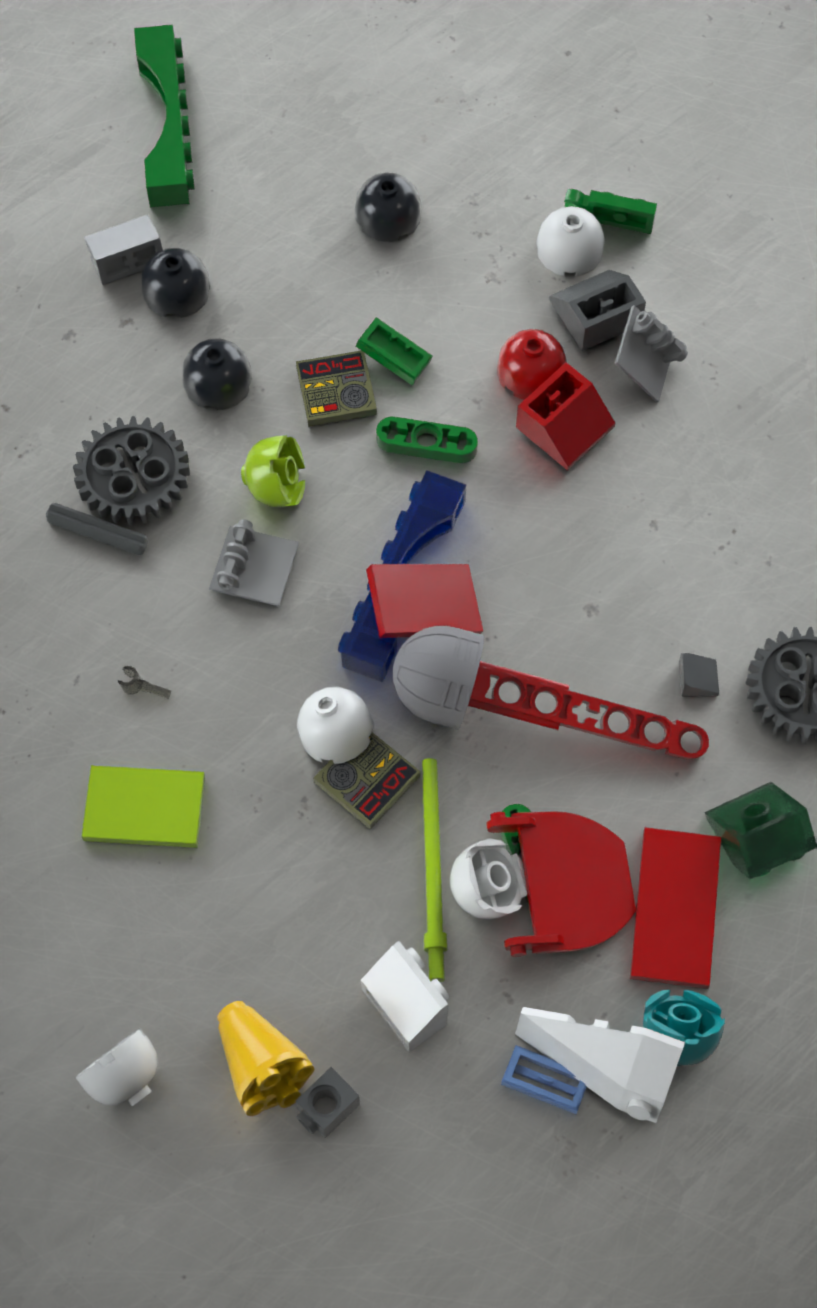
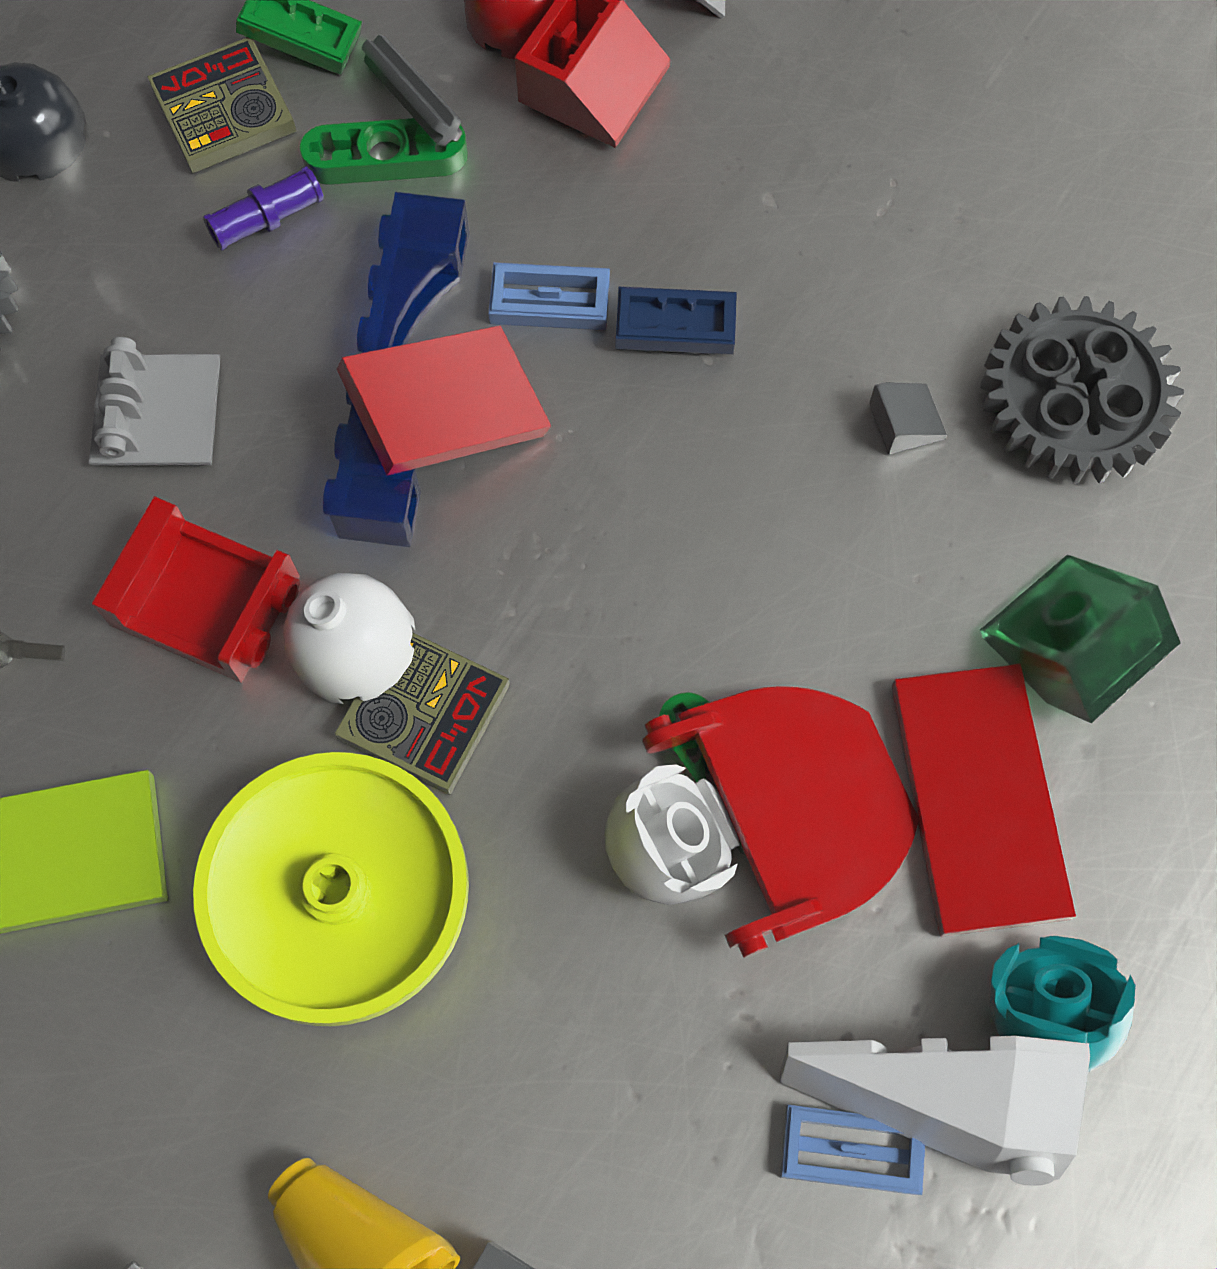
camera: 15 degrees left, 5 degrees up
(254, 679) = (197, 592): none -> red panel
(273, 471) = (150, 250): lime cylinder -> none
(292, 861) = (331, 889): none -> neon yellow dish
(346, 459) = (263, 208): none -> dark purple pin
(406, 996) = (585, 1076): white slope -> none
(435, 939) = (607, 958): lime bar -> none
(442, 675) = (507, 511): piece -> none
(452, 407) = (412, 90): none -> dark grey axle
(510, 559) = (549, 304): none -> medium blue tile
(574, 585) = (676, 320): none -> dark blue plate

